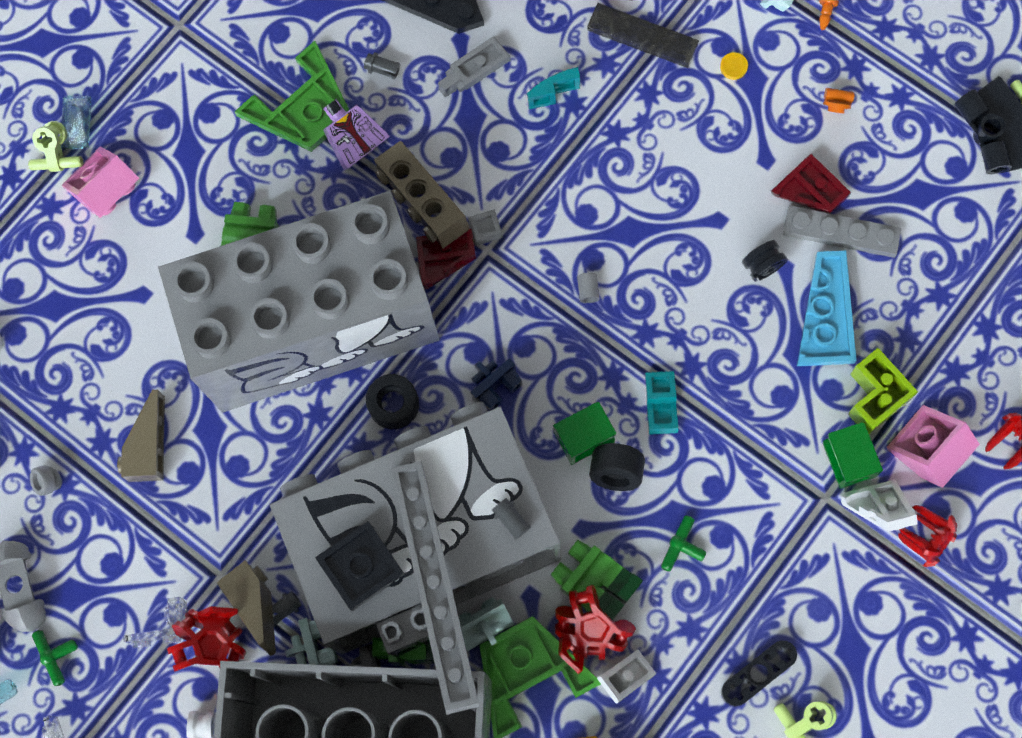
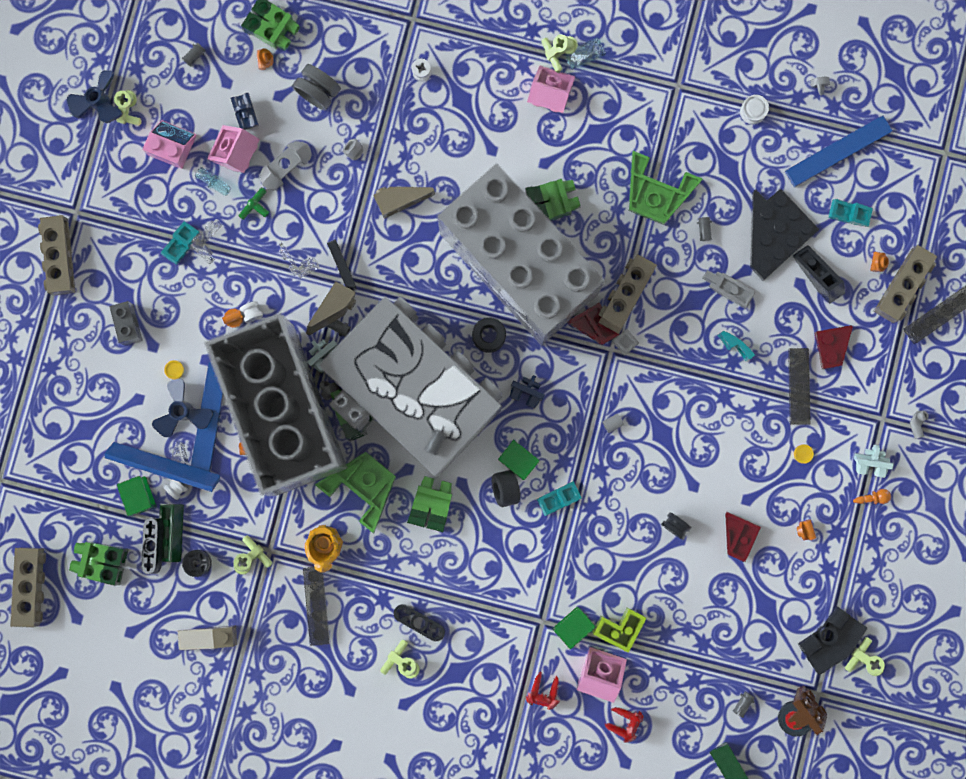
camera: 60 degrees right, 10 degrees up
(197, 565) = (341, 265): none -> black beam
(211, 642) = (298, 295): red piece -> none
(352, 133) = (649, 232): lavender torso -> none
(359, 566) = (370, 366): black plate -> none
(434, 589) = (375, 415): light grey plate -> none
(485, 623) = (377, 449): light aqua hips -> none
(591, 632) = (398, 512): red piece -> none
(626, 676) = (383, 545): white slope -> none
(679, 543) = (476, 544): green piece -> none
(828, 317) = (655, 580): medium azure wing -> none
(842, 231) = (718, 566): light grey plate -> none
(882, 505) = (550, 657): white wing -> none

